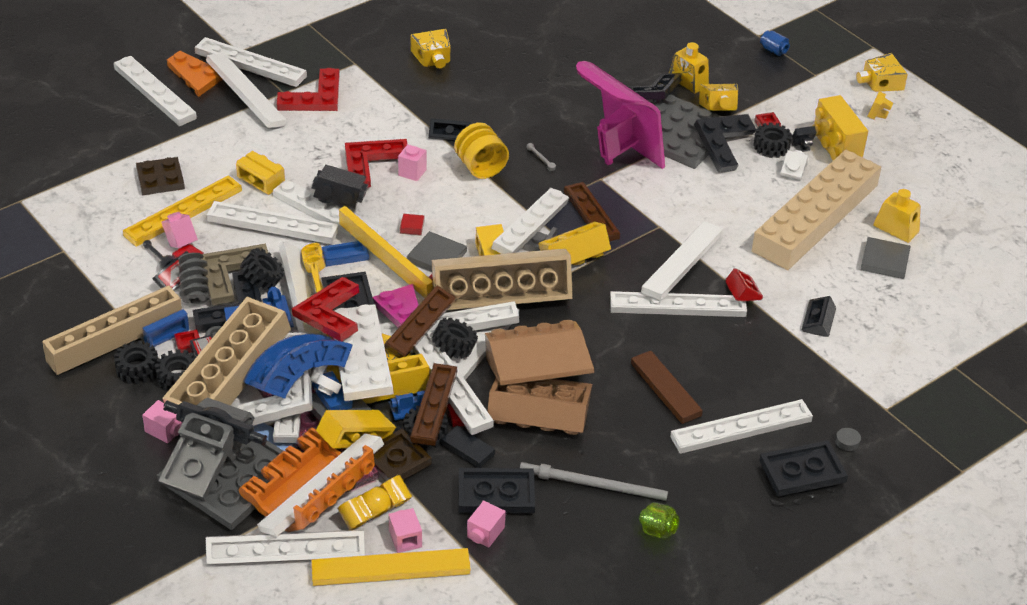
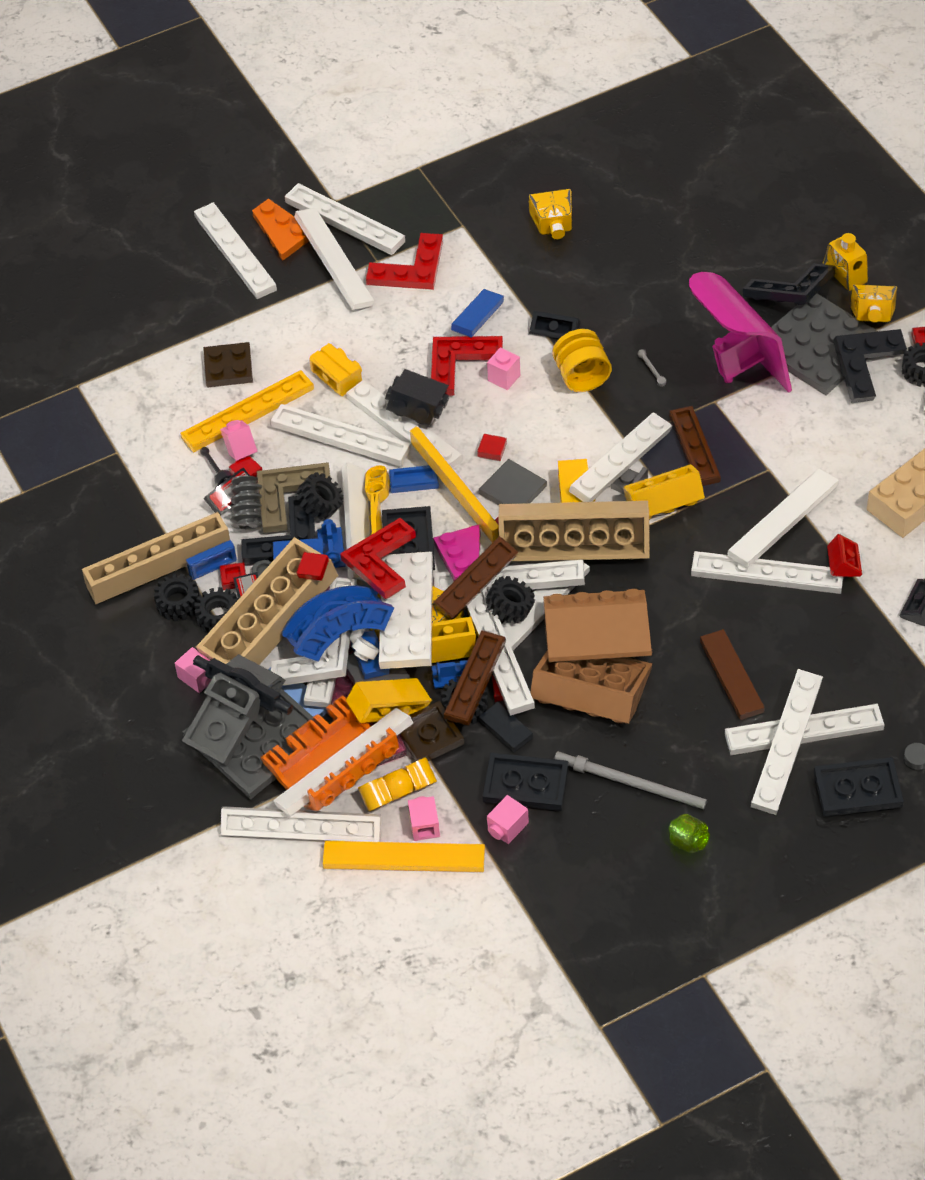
camera: 15 degrees right, 10 degrees up
(269, 317) = (312, 566): none -> red tile
(380, 123) = (477, 313): none -> blue tile
(730, 437) = (786, 742): none -> white plate

